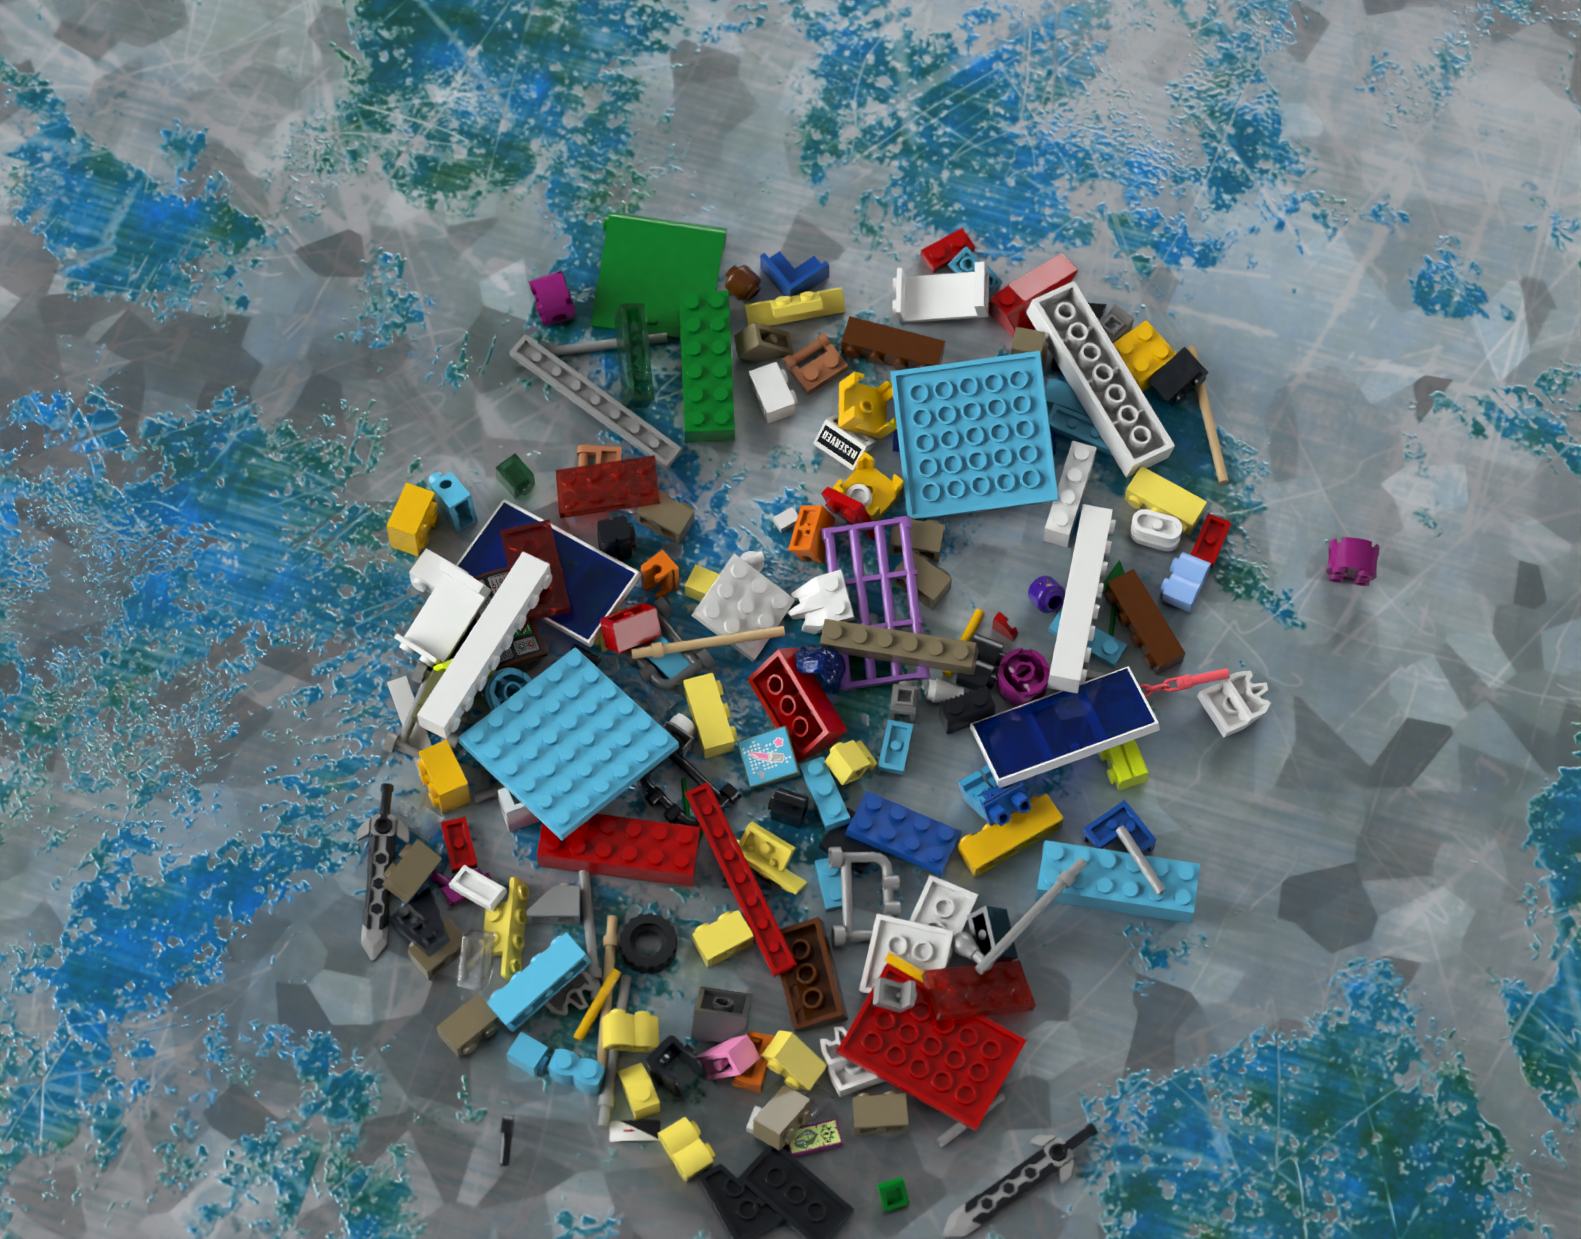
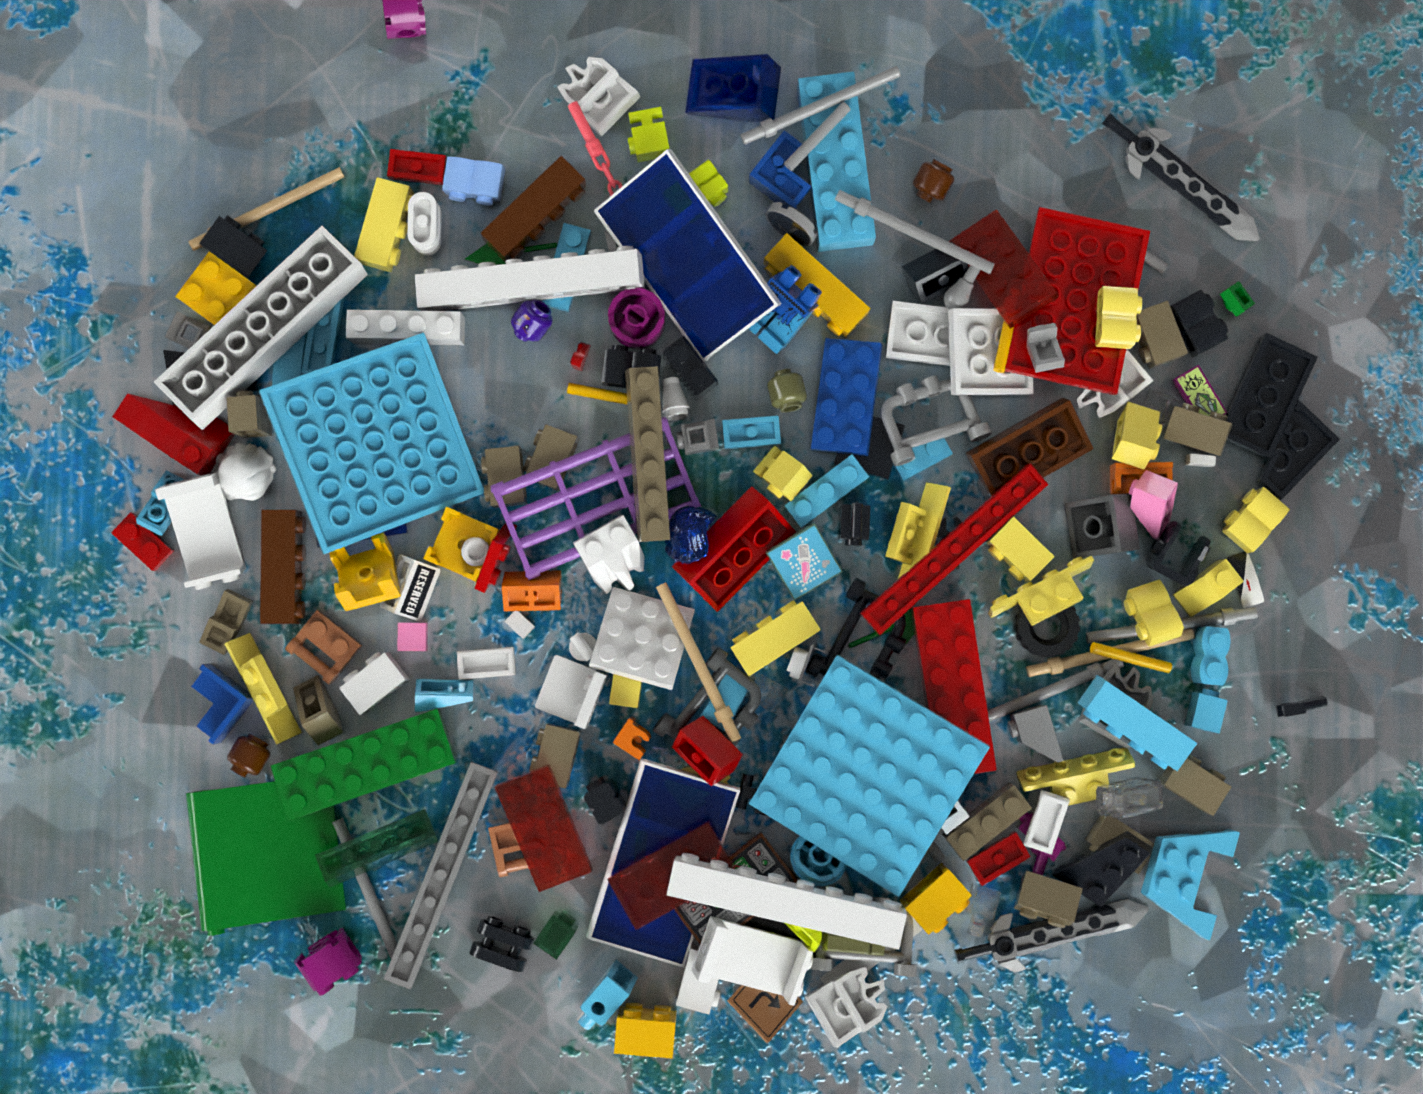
camera: 100 degrees left, 20 degrees up
(377, 686) = (847, 1005): none -> white plate
(396, 982) = (1177, 872): none -> medium azure wing
(397, 617) = (762, 1010): none -> medium nougat piece
(494, 841) = (987, 821): none -> dark tan brick
(524, 444) = (493, 930): none -> black brick
(674, 947) = (1046, 597): none -> light yellow bracket
(714, 542) = (571, 691): none -> white bracket
(747, 440) = (441, 693): none -> medium azure slope
(761, 485) = (486, 663): none -> white tile
(802, 433) = (412, 637): none -> bright pink tile
(861, 296) = (226, 621): none -> dark tan slope
(880, 1152) = (1198, 323): none -> black brick
(903, 1065) = (1117, 317): none -> light yellow brick
(923, 784) = (786, 391): none -> olive head
(982, 337) = (244, 471): none -> white hair
(1070, 824) = (791, 222): none -> tile
(1077, 960) = (933, 181): none -> reddish brown head
(1160, 823) = (770, 127): none -> light grey bar
(1181, 734) = (650, 138): none -> neon yellow brick
(1209, 817) = (734, 88): none -> clear blue slope

